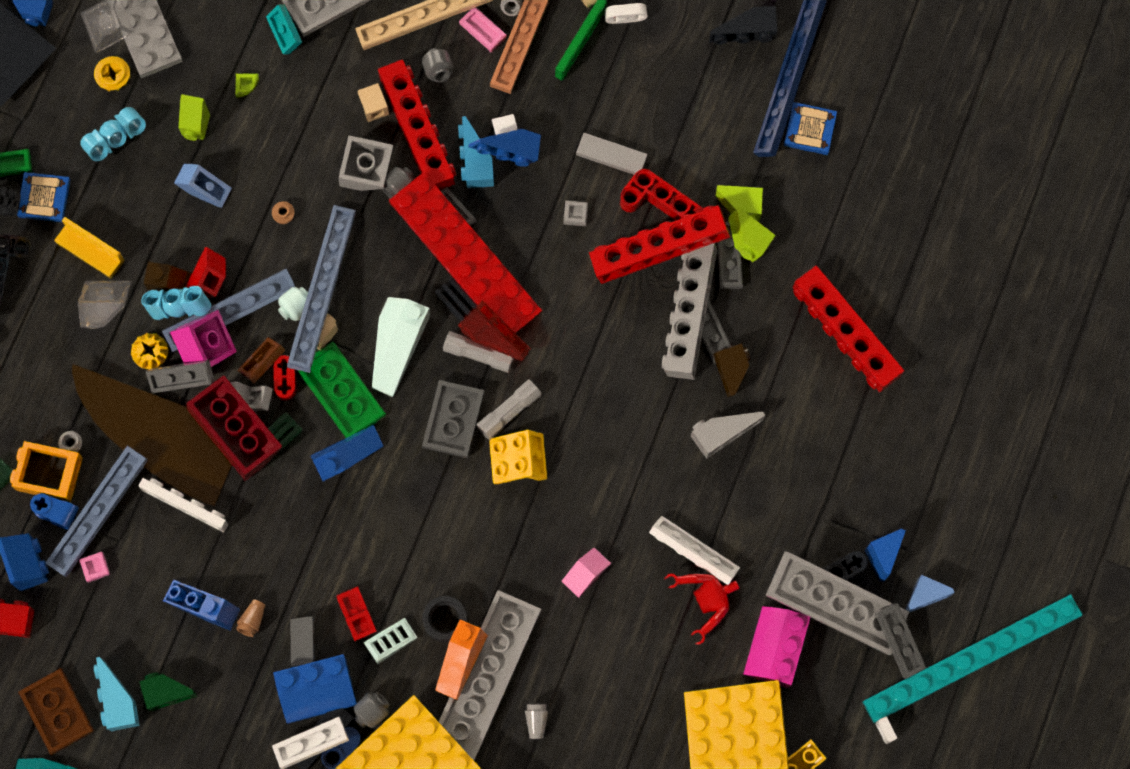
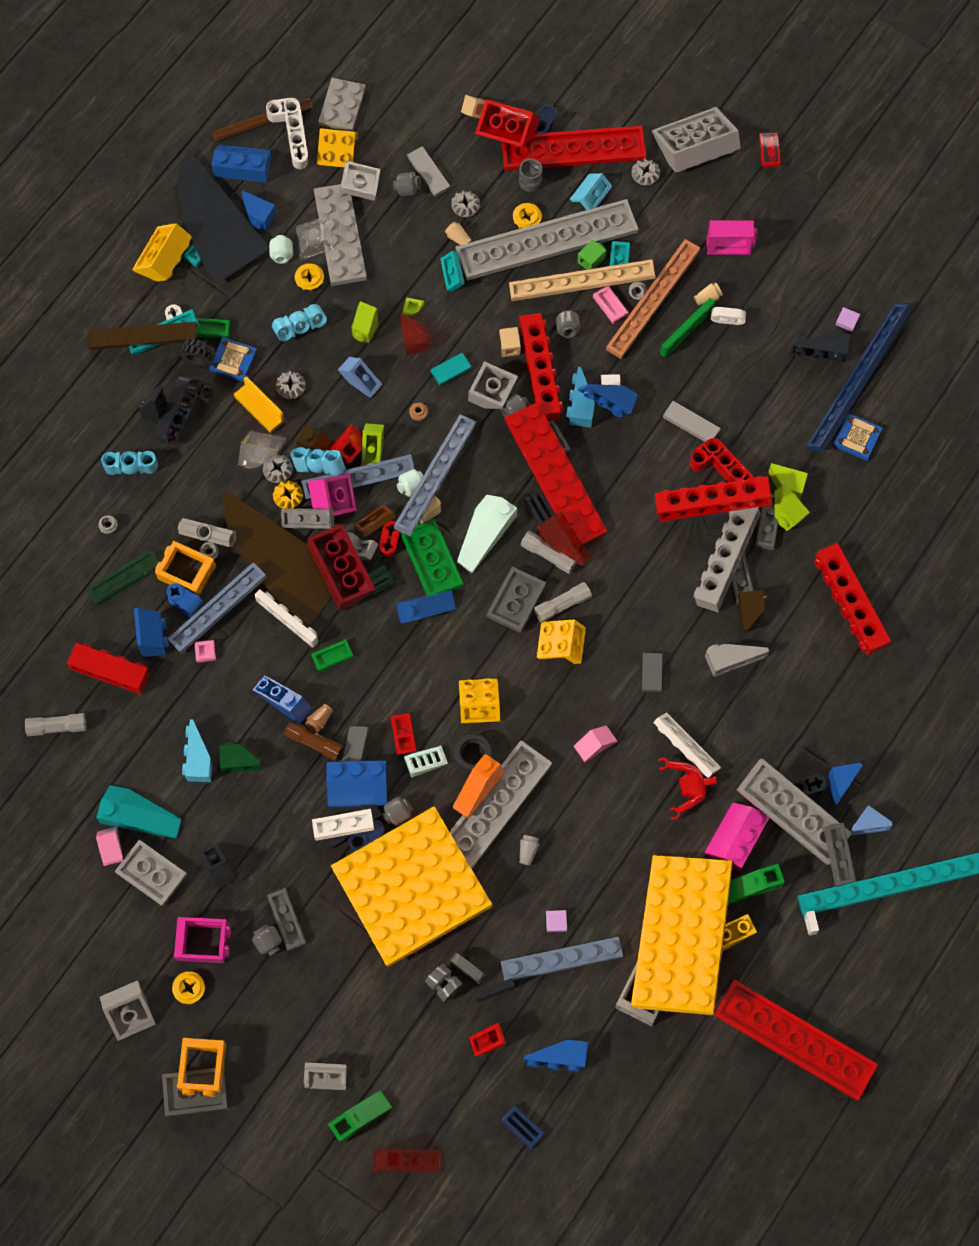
camera: 15 degrees right, 5 degrees down
(50, 421) = (216, 534): none -> light grey piece
(56, 711) = (148, 755): reddish brown tile -> none
(69, 46) = (281, 249): none -> light aqua head
(130, 217) = (297, 388): none -> light grey gear
(130, 331) = (276, 476): none -> light grey gear
(235, 643) = (313, 740): none -> reddish brown axle
(236, 265) = (372, 444): none -> lime slope
(249, 537) = (332, 655): none -> green tile
(256, 119) = (414, 335): none -> clear red slope
(310, 151) = (451, 369): none -> teal tile
(437, 552) = (479, 700): none -> yellow bracket
(575, 213) = (652, 462): light grey tile -> none
(633, 470) = (651, 672): none -> dark grey tile
(811, 699) = (756, 883): none -> green slope

